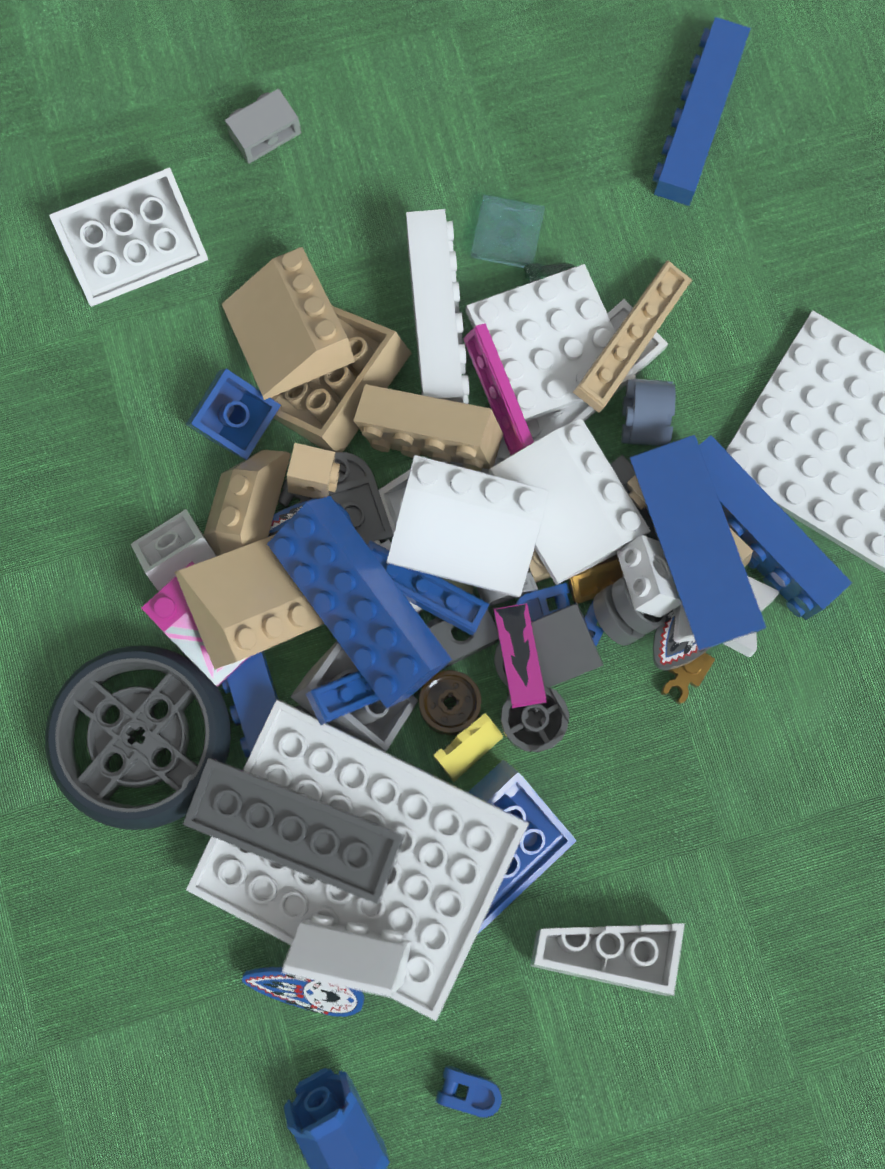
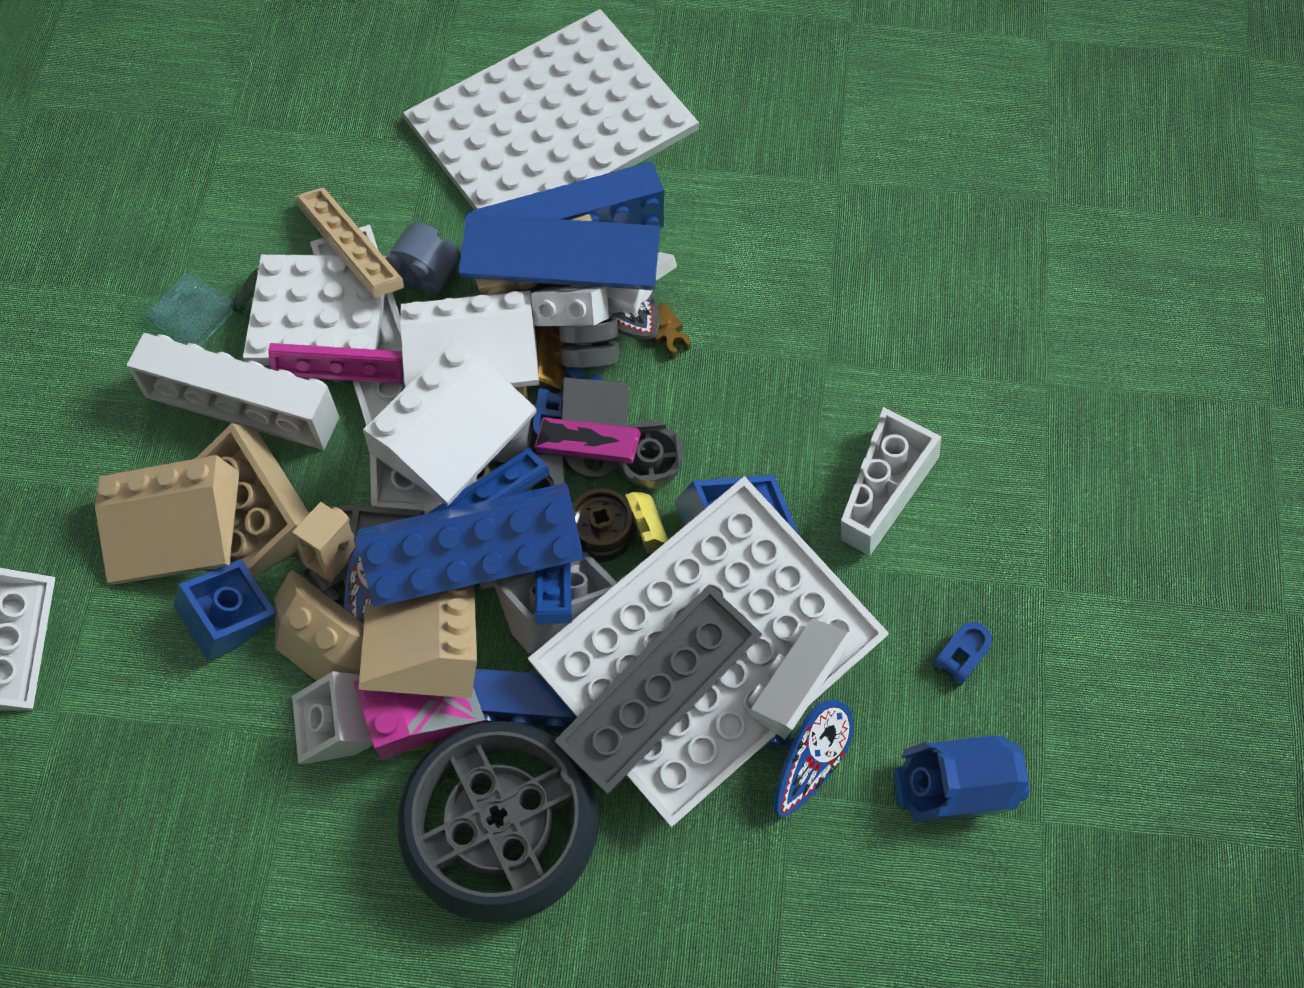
camera: 65 degrees left, 15 degrees down
(429, 427) = (332, 434): tan brick -> none
(702, 111) = (180, 120): blue brick -> none

